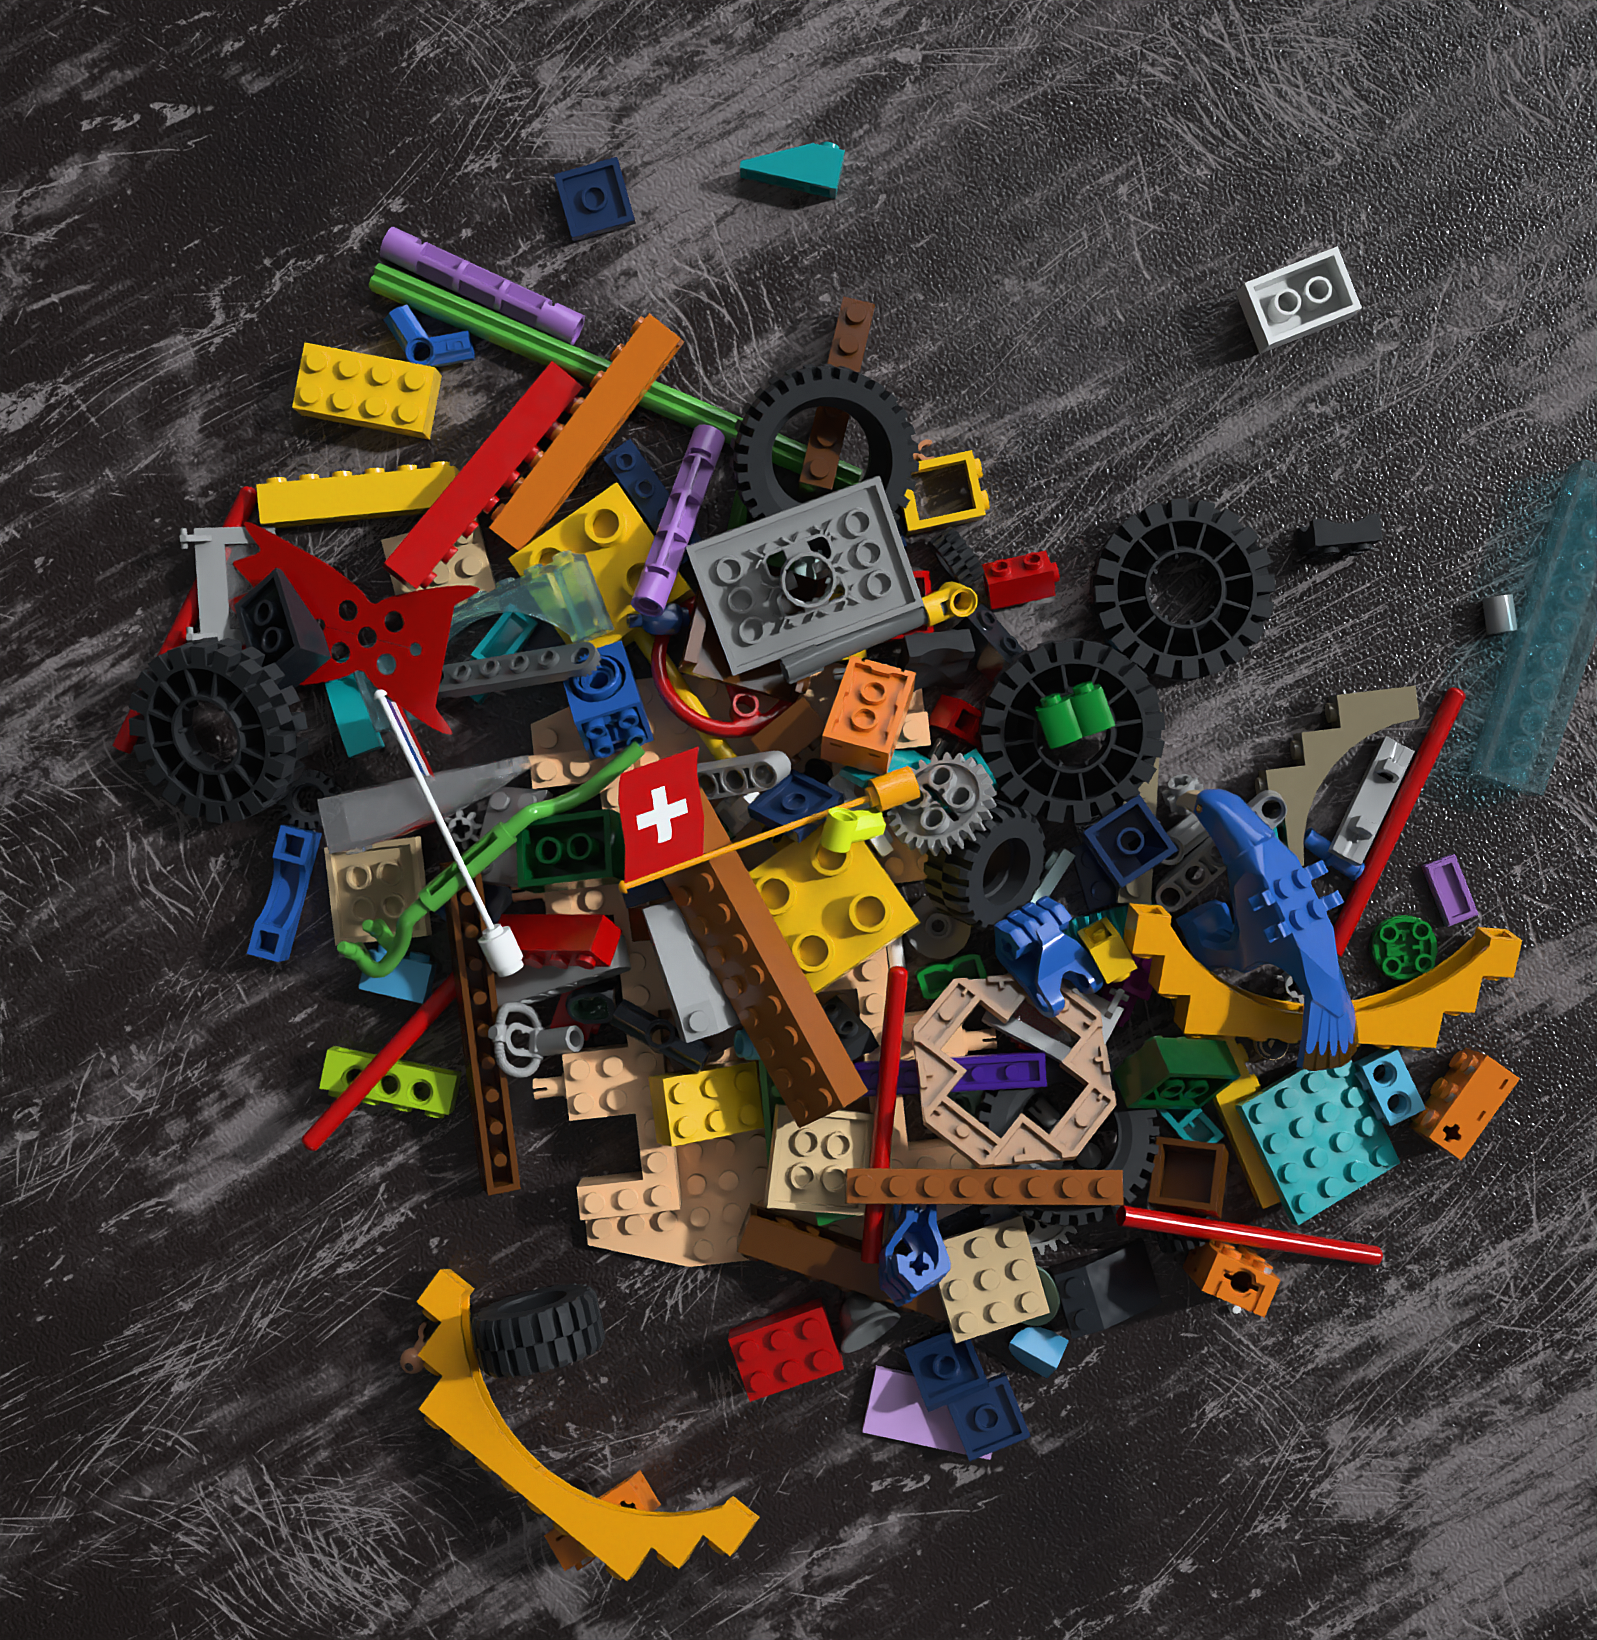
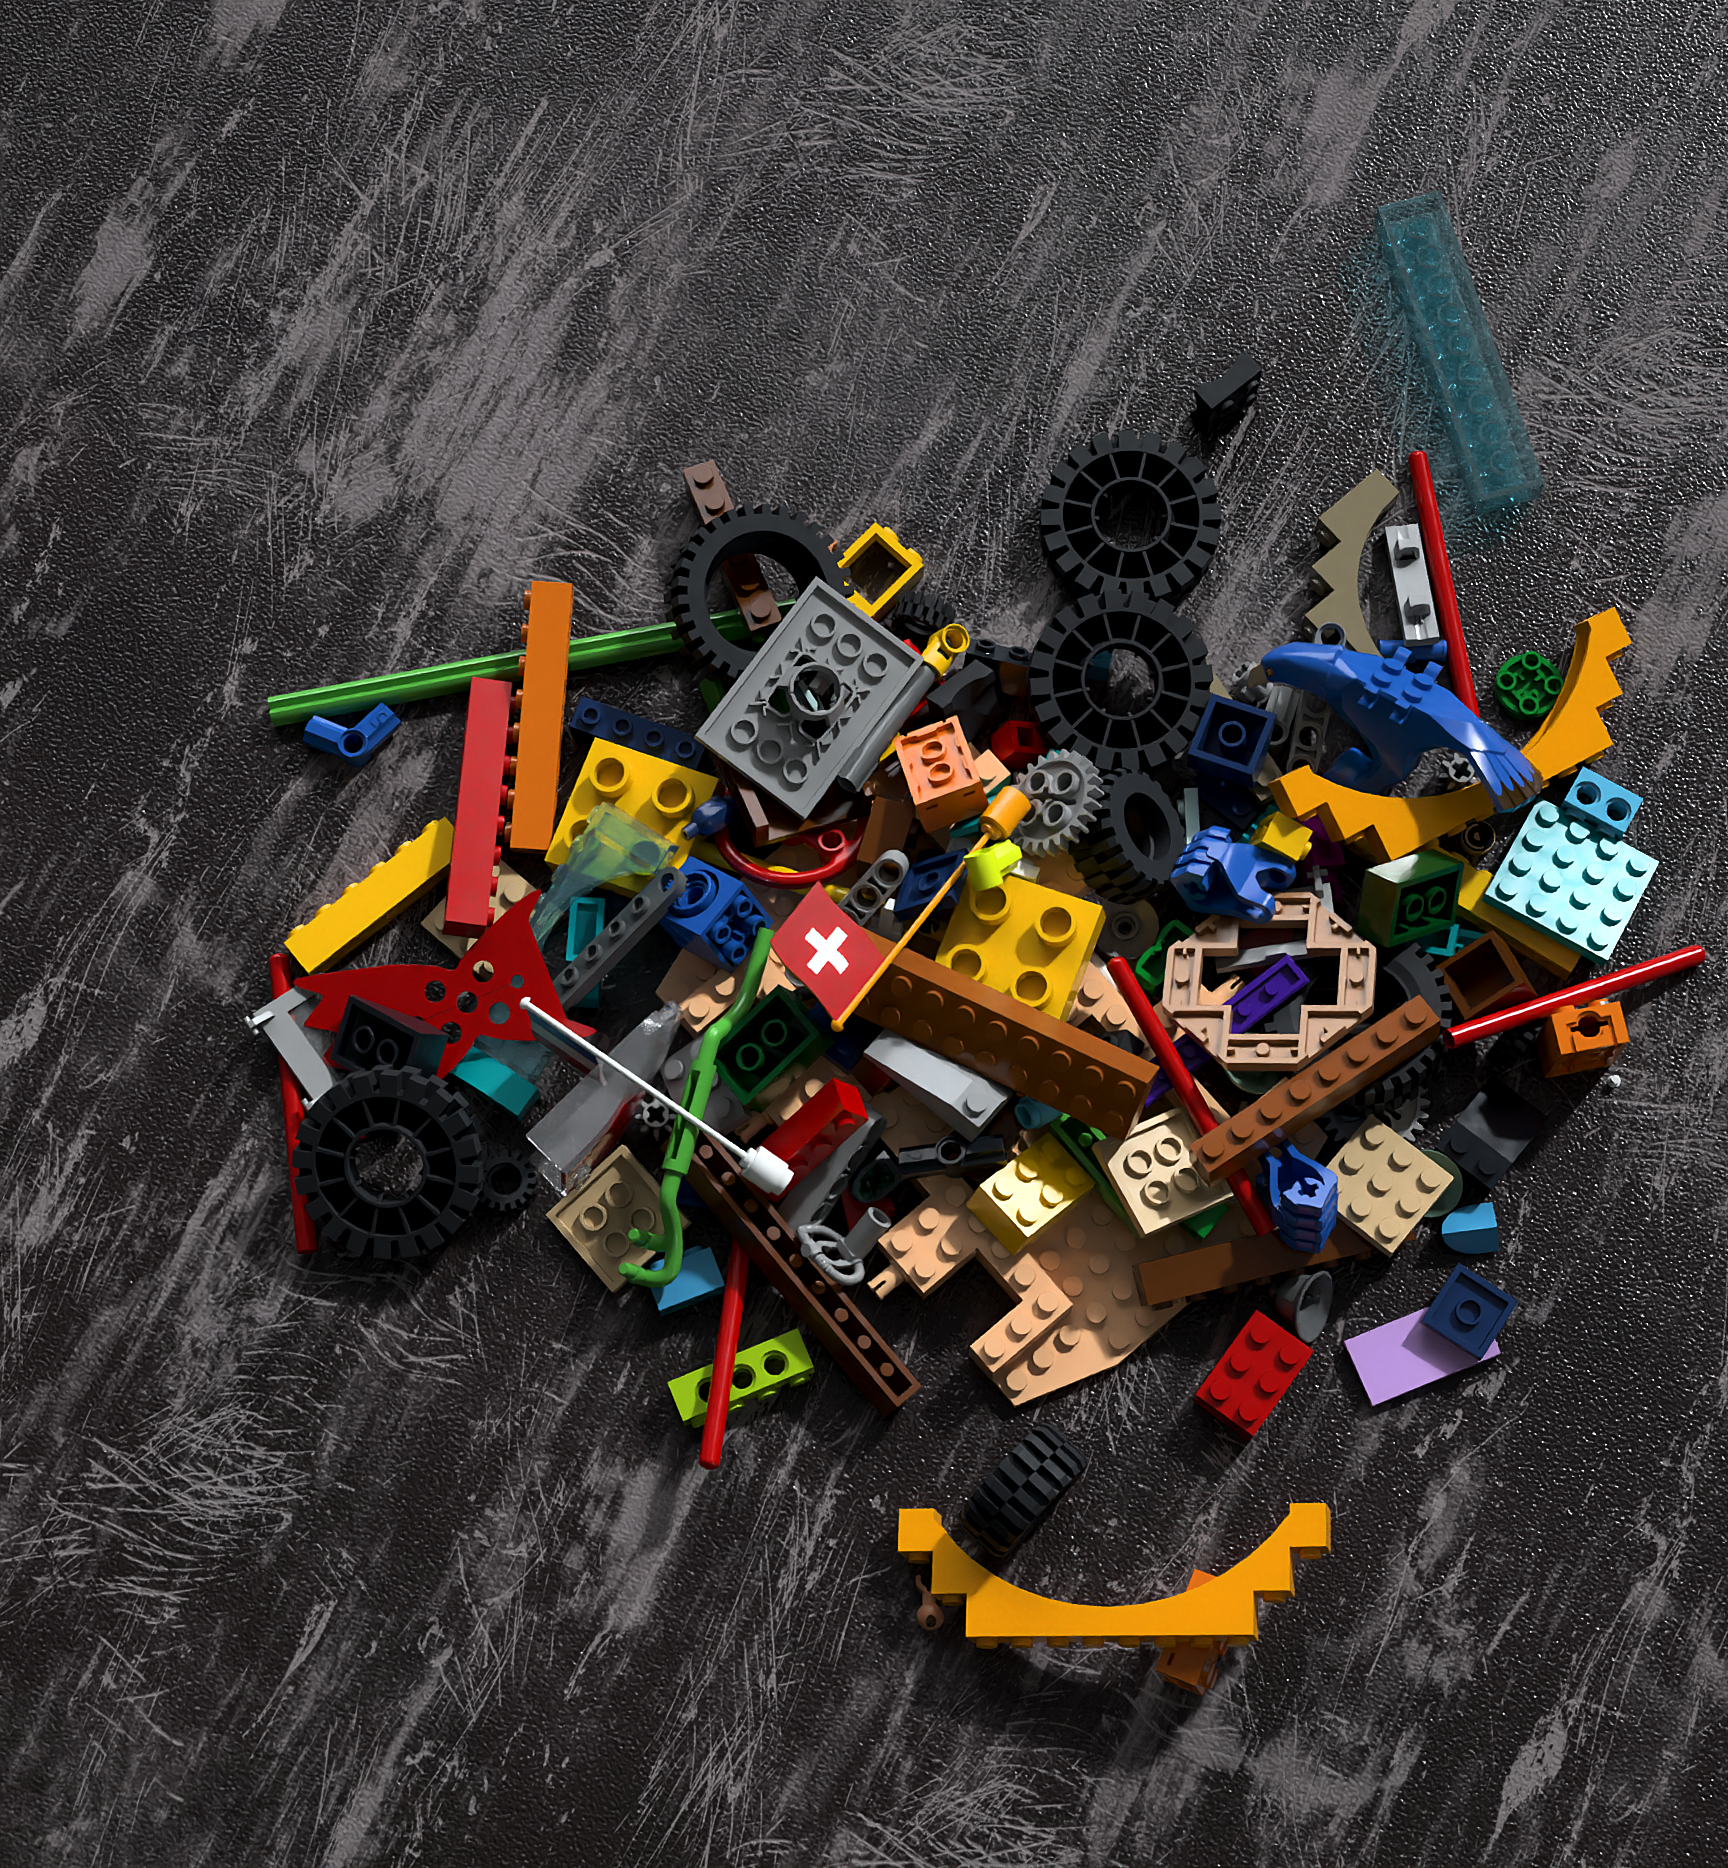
camera: 30 degrees left, 15 degrees down
(293, 867) = (537, 1273): blue arch -> none
(367, 391) = (327, 807): yellow brick -> none
(481, 286) = (367, 660): medium lavender piece -> none
(594, 199) = (417, 531): dark blue plate -> none
(678, 521) = (670, 729): medium lavender piece -> none
(802, 168) = (576, 396): teal slope -> none
(945, 1370) = (1403, 1293): dark blue plate -> none
(1020, 579) = (989, 599): red brick -> none
(1074, 715) = (1112, 661): green brick -> none
(1298, 300) = (1058, 237): white brick -> none
(1449, 890) = (1531, 615): medium lavender tile -> none
(1463, 1102) = (1669, 773): orange piece -> none
(1499, 614) = (1404, 372): light grey piece -> none

